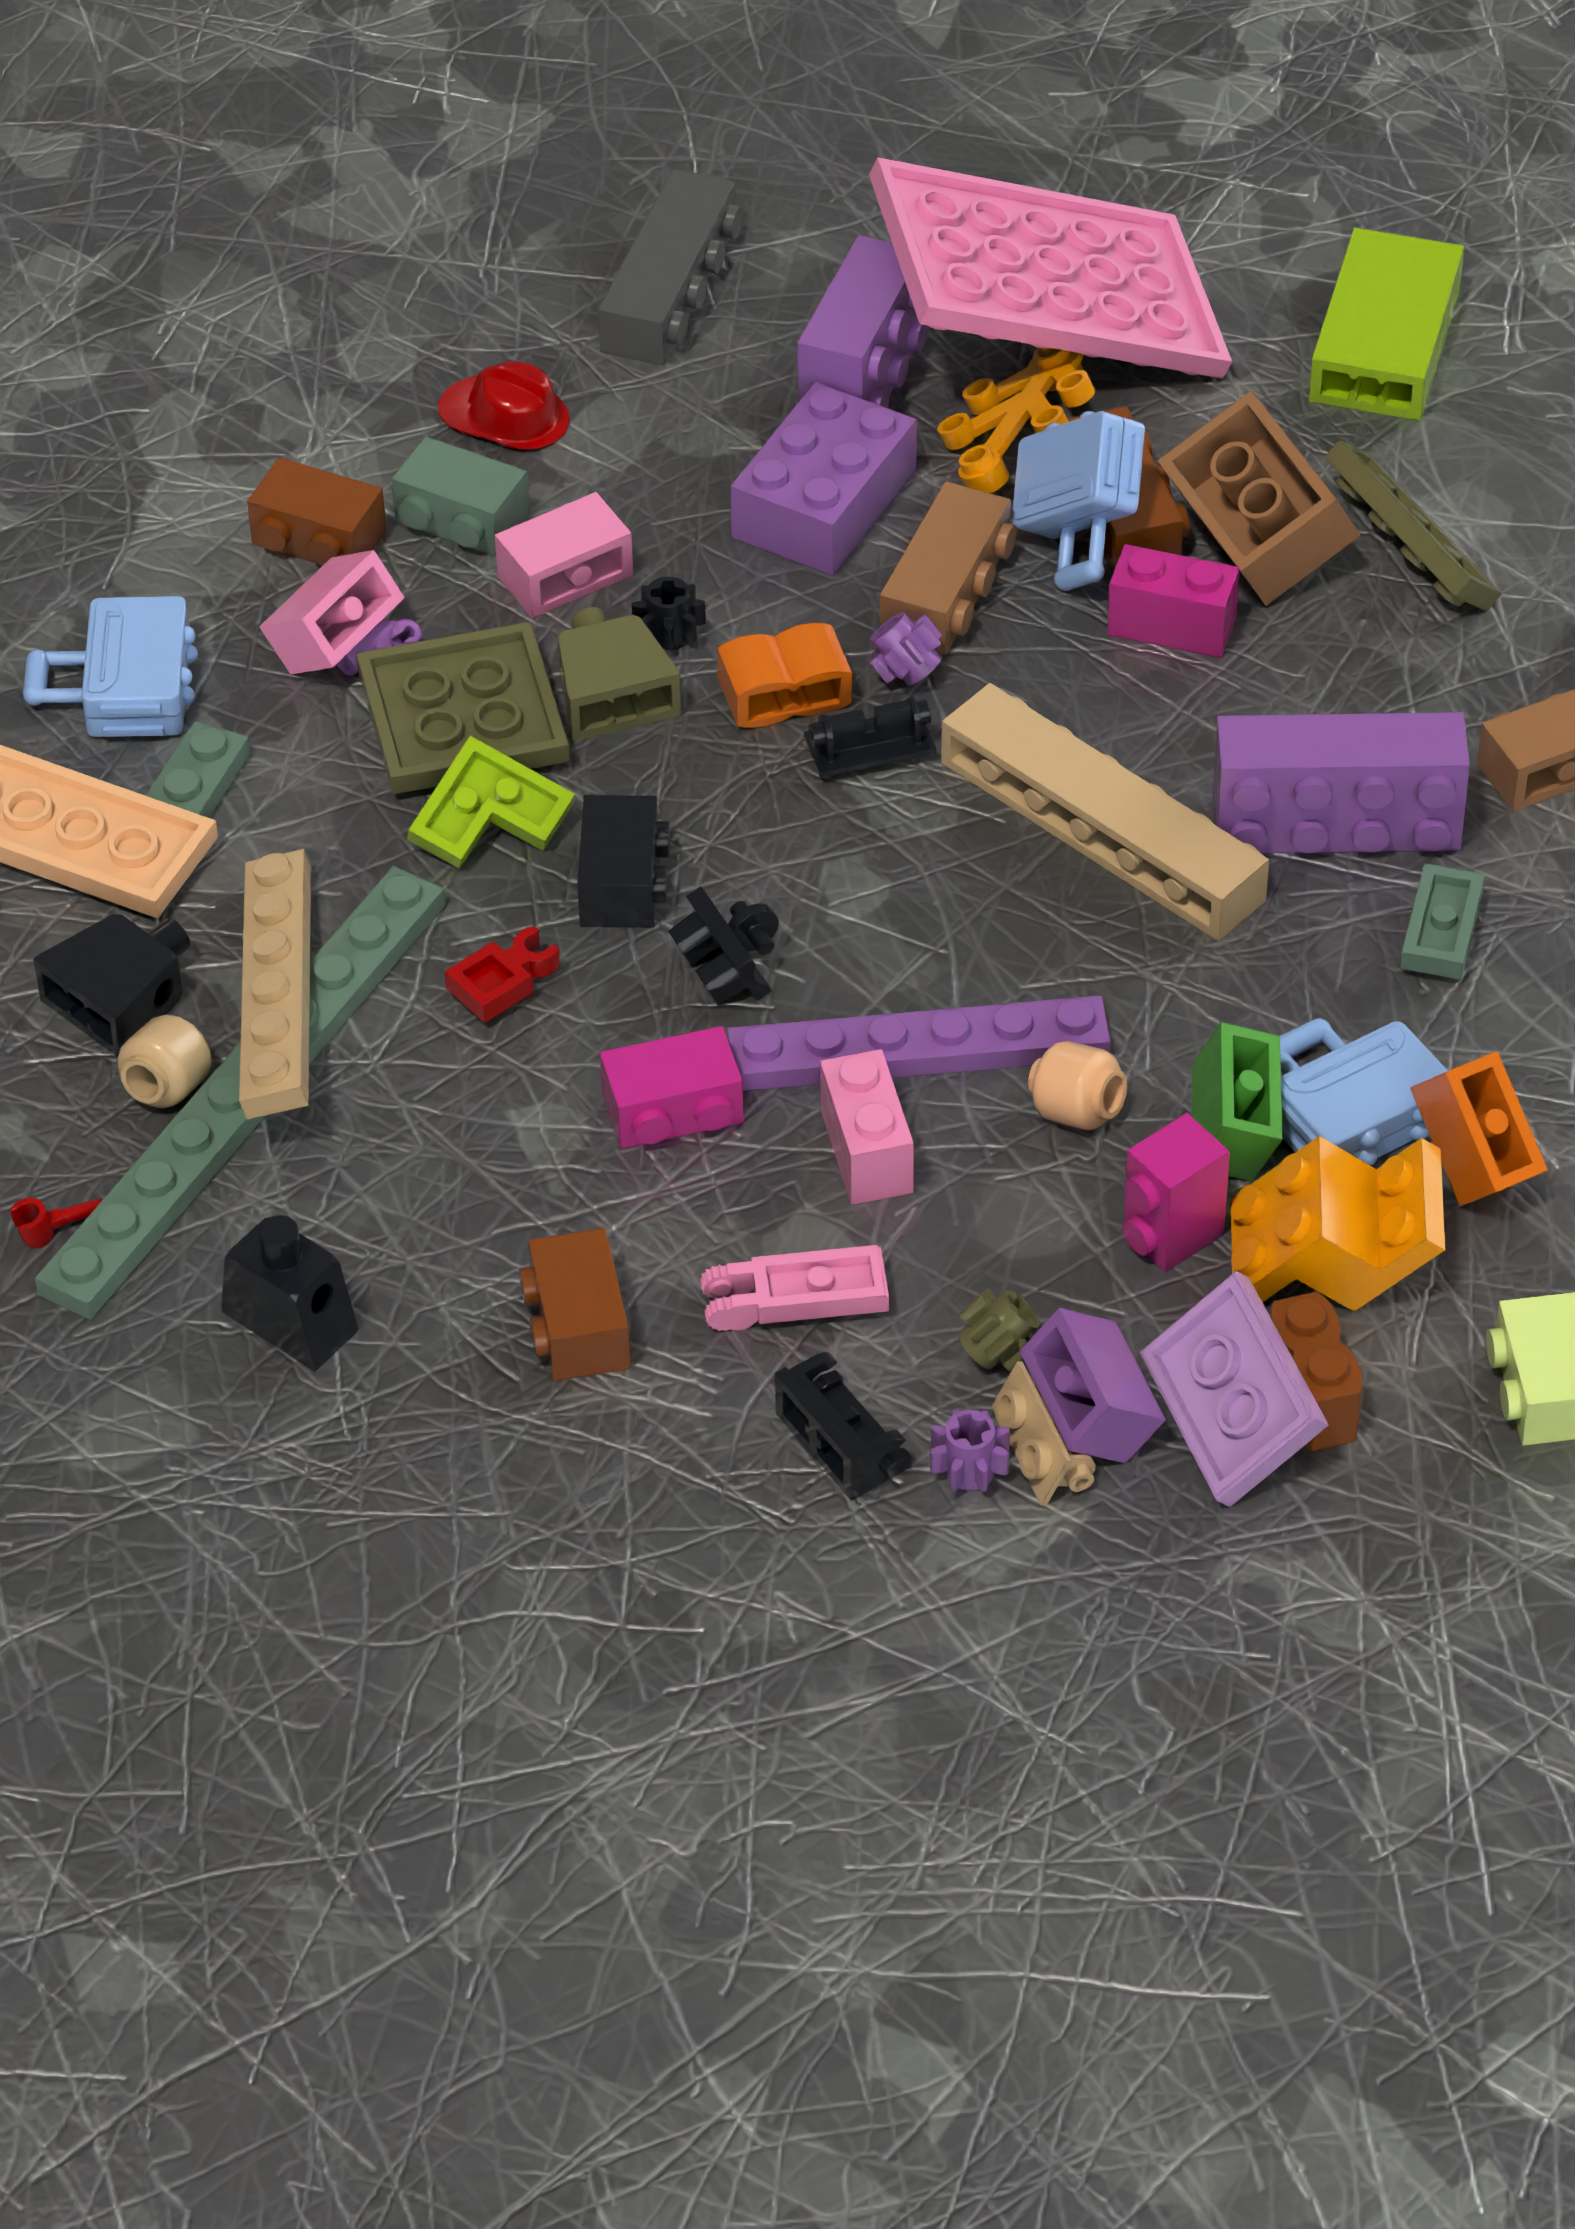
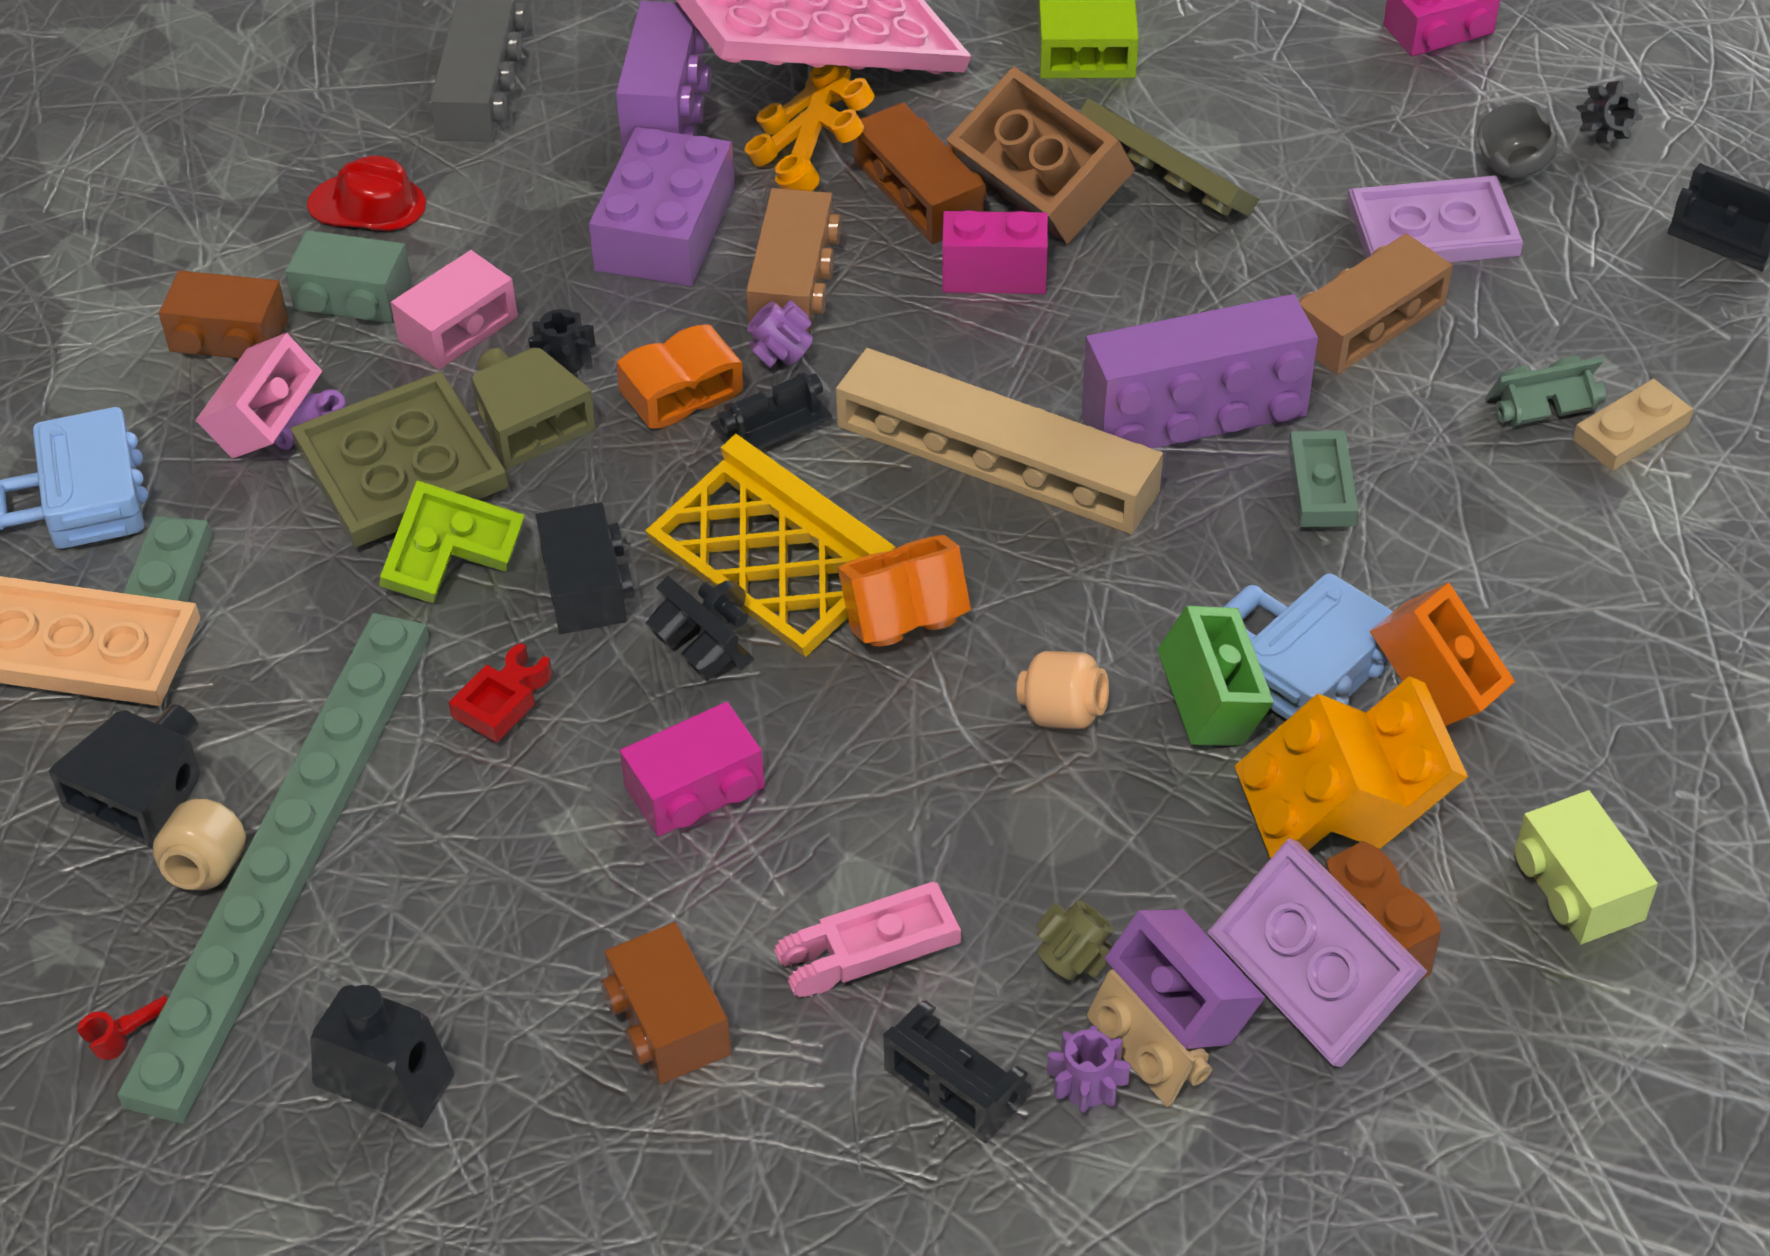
camera: 15 degrees left, 0 degrees up
(275, 984) = (291, 751): tan plate -> none
(866, 1127) = (886, 769): bright pink brick -> none
(875, 860) = (795, 505): none -> yellow fence
(918, 1040) = (901, 679): medium lavender plate -> none
(944, 950) = (904, 590): none -> orange brick
(1077, 481) = (886, 166): light blue piece -> none
(1175, 1192) = (1195, 772): dark pink brick -> none

